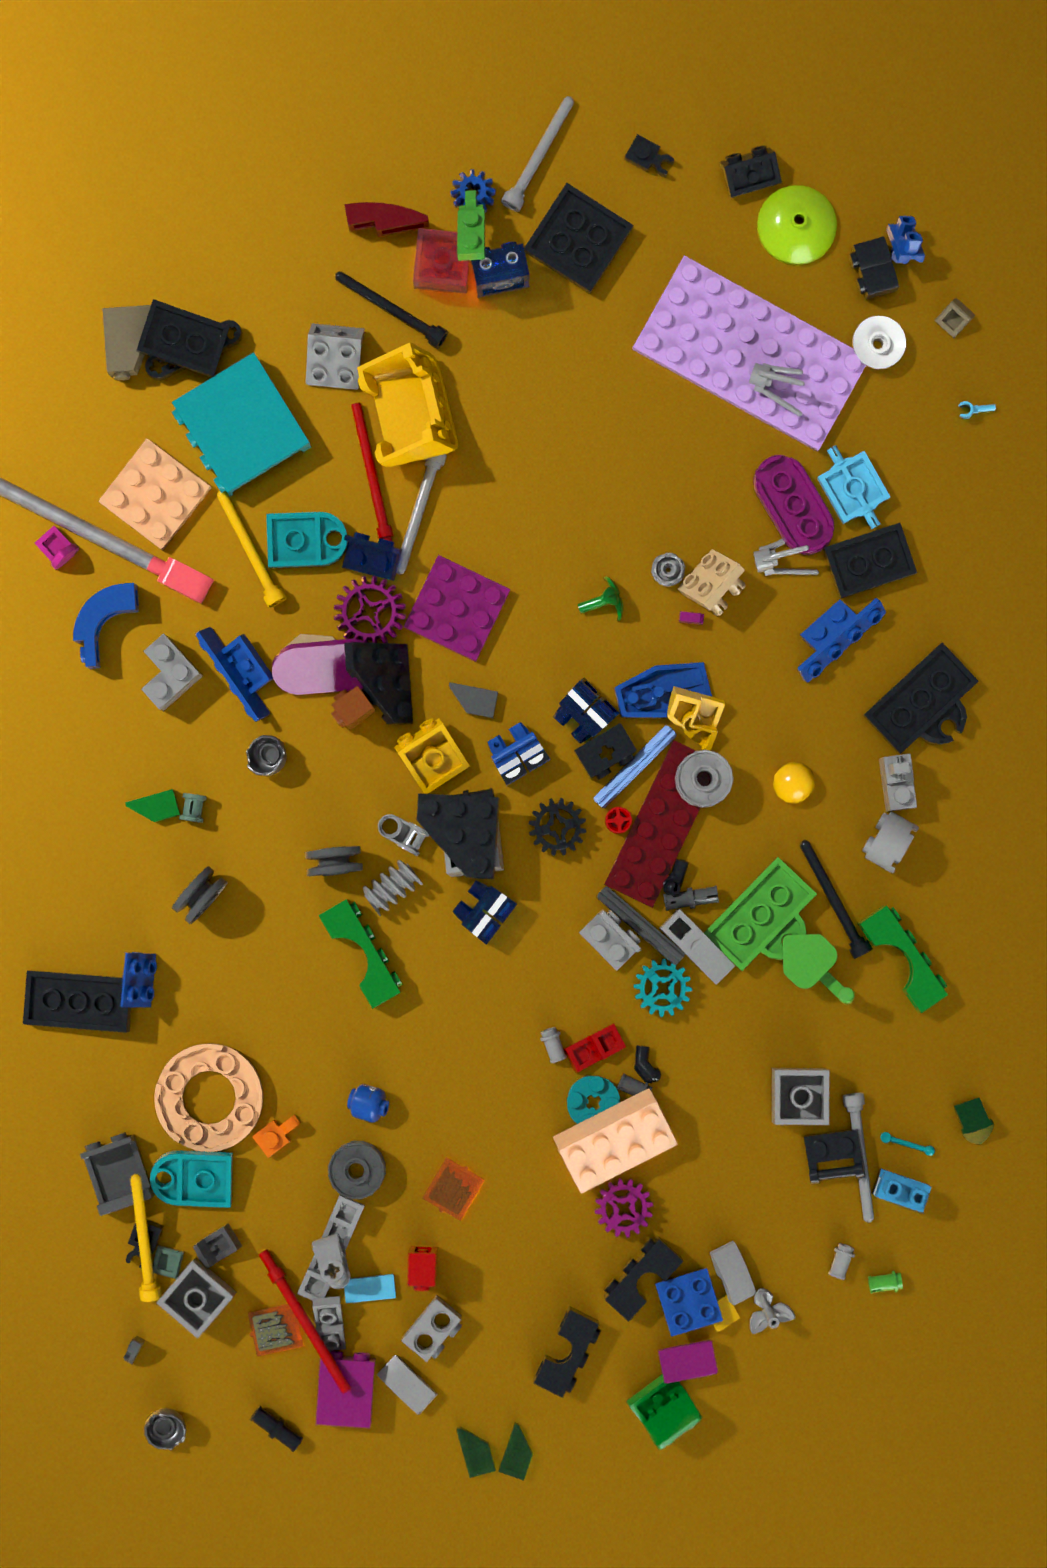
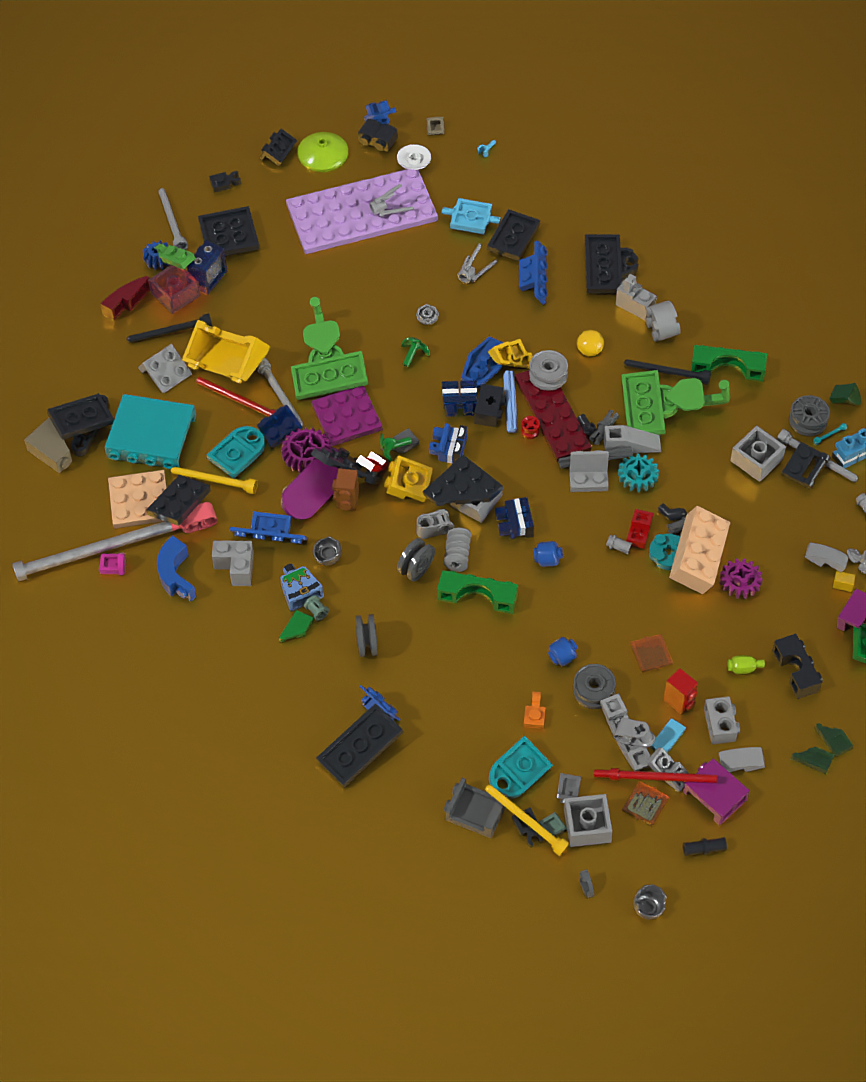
camera: 45 degrees left, 30 degrees down
(170, 1102) = (474, 702): light nougat plate -> none
(180, 546) = (178, 500): none -> black plate
(200, 766) = (299, 586): none -> medium blue torso
(417, 701) = (374, 462): none -> slope
(450, 699) = (390, 443): none -> green plant
(471, 984) = (548, 554): none -> blue head
(489, 541) = (332, 369): none -> bright green plate
(520, 1296) = (744, 664): none -> lime plant
(569, 824) = (507, 454): black gear -> none
(657, 1259) = (790, 613): black arch -> none
(689, 1302) = (823, 585): blue hinge -> none
(690, 617) = (461, 324): magenta piece -> none
(712, 580) = (453, 297): tan plate -> none
(793, 504) = (451, 244): magenta tile -> none
(919, 1117) = (809, 415): none -> dark grey wheel

